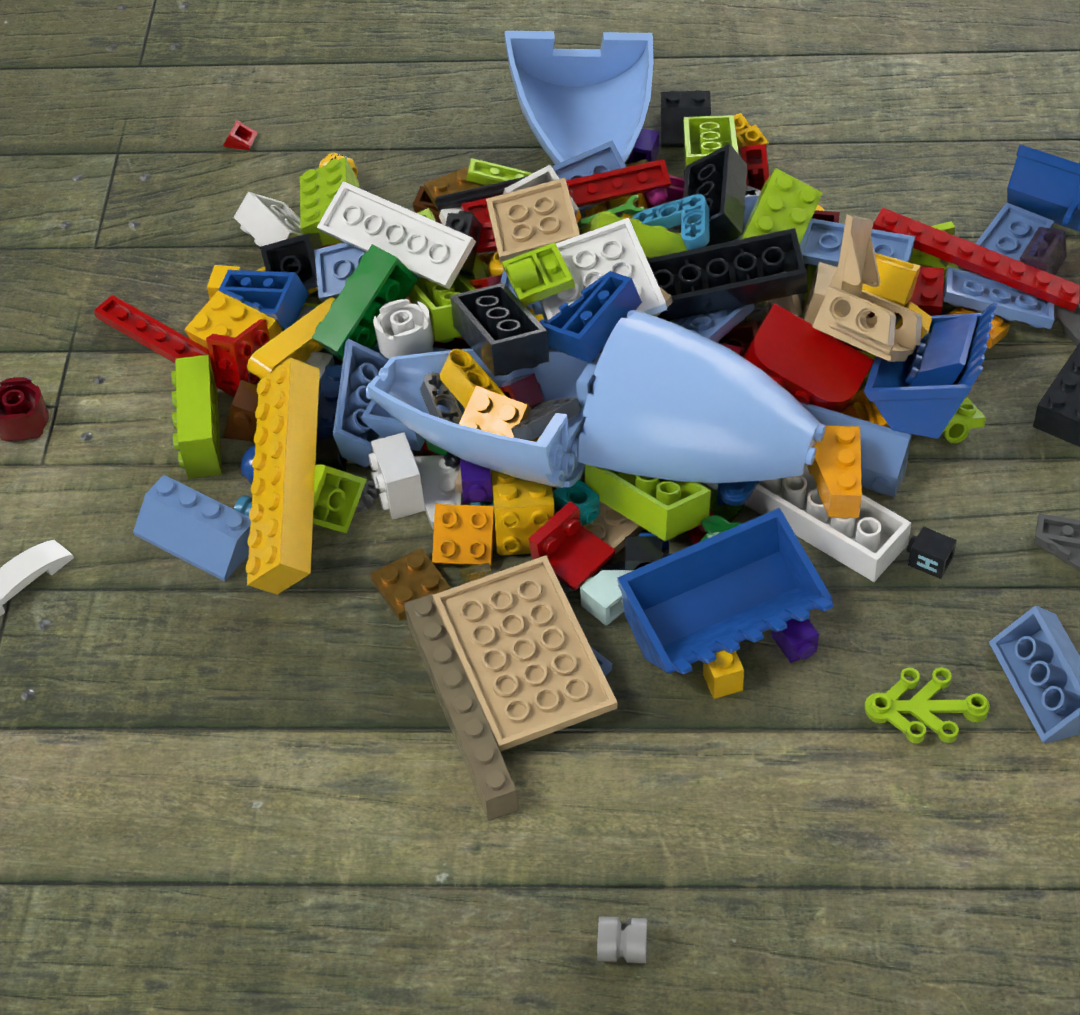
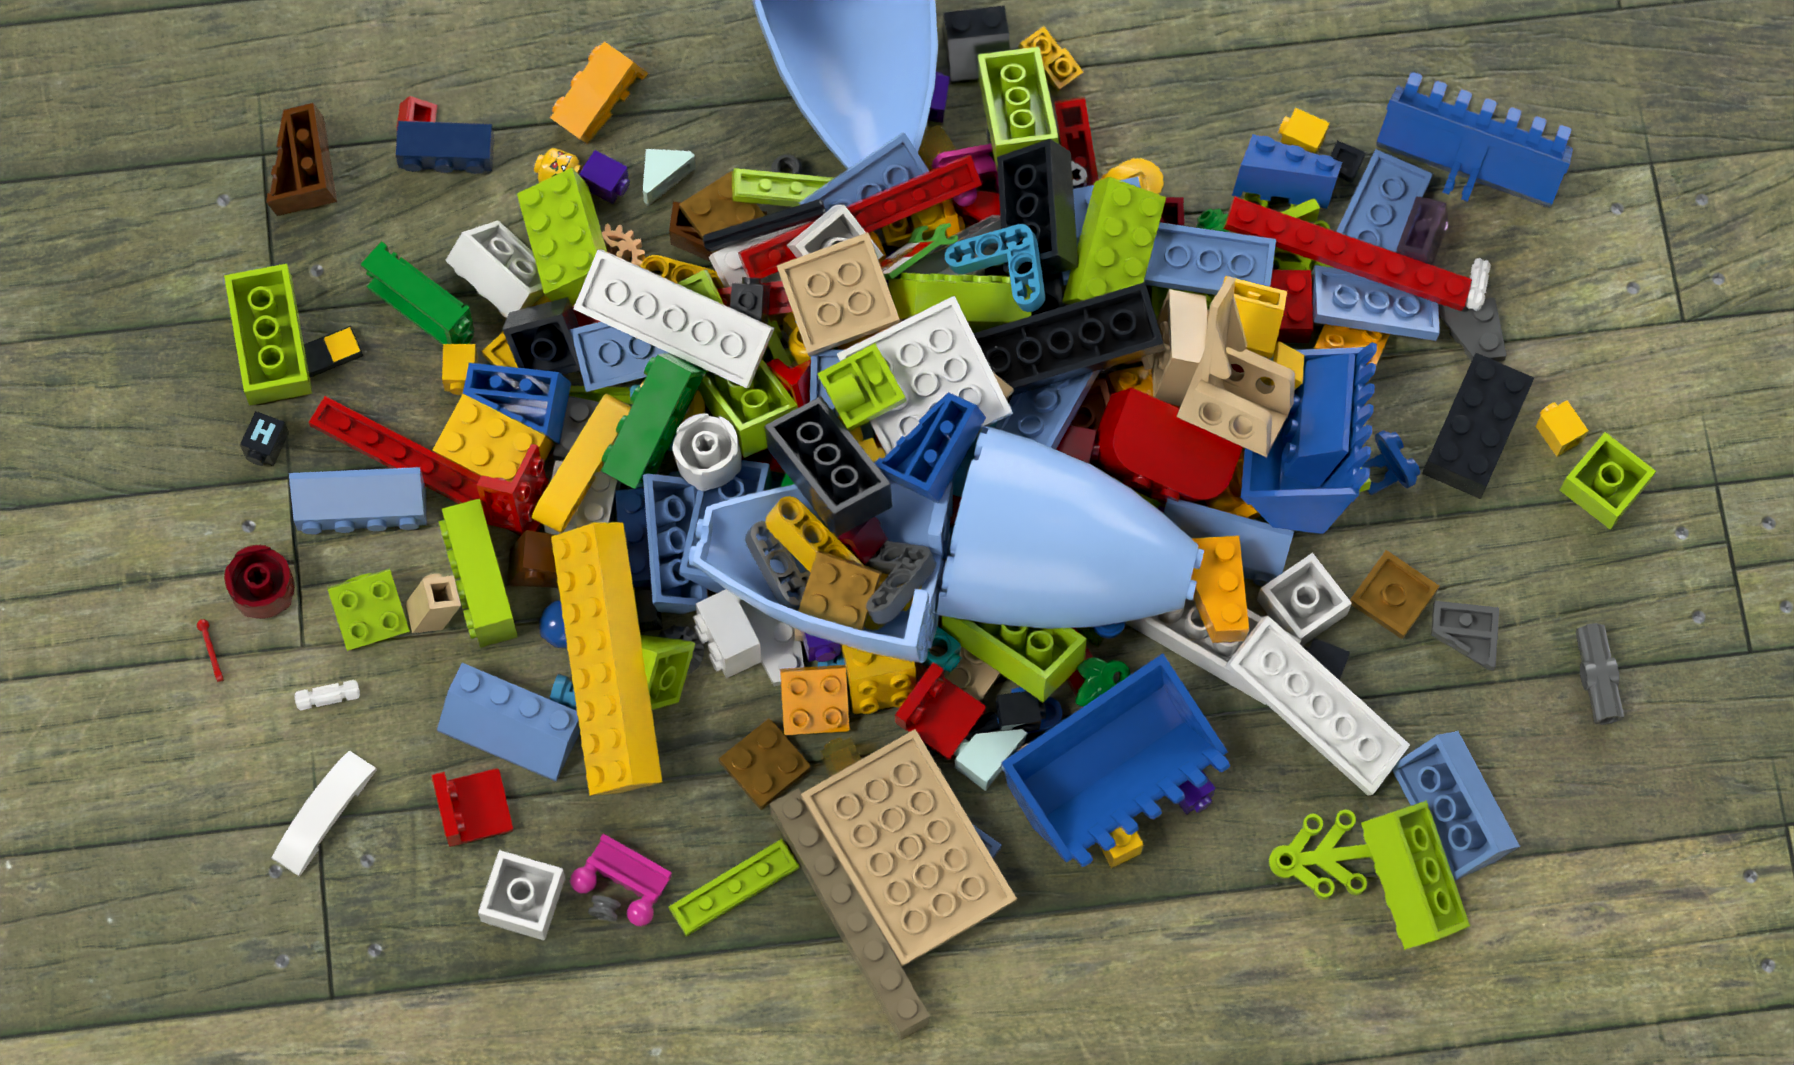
camera: 15 degrees left, 20 degrees up
(48, 497) = (327, 694): none -> white axle
(55, 319) = (264, 439): none -> black brick
(79, 251) = (268, 334): none -> lime brick
(100, 437) = (368, 609): none -> lime plate
(115, 358) = (358, 500): none -> medium blue slope
(125, 273) = (332, 351): none -> tile
(141, 589) = (472, 806): none -> red bracket
(142, 153) = (302, 164): none -> reddish brown wedge
(152, 432) = (433, 603): none -> tan brick
(165, 656) = (521, 895): none -> white brick
(204, 233) = (418, 297): none -> green door
(238, 678) = (604, 908): none -> dark grey bush
(255, 152) = (444, 146): none -> dark blue brick
(264, 648) = (630, 871): none -> dark pink gear
(360, 676) = (734, 887): none -> lime tile
(374, 176) = (605, 177): none -> dark purple brick
(380, 124) = (596, 92): none -> light orange wedge
(416, 174) = (664, 170): none -> light aqua slope
(919, 497) = (1304, 599): none -> white brick
(922, 575) = (1317, 705): none -> white plate
(931, 205) = (1286, 172): none -> blue wedge
(946, 190) = (1303, 131): none -> yellow brick
(979, 210) = (1350, 158): none -> black plate
(1001, 507) = (1394, 594): none -> pearl gold plate
(1006, 724) = (1415, 875): none -> lime slope
(1011, 413) = (1399, 467): none -> blue bracket

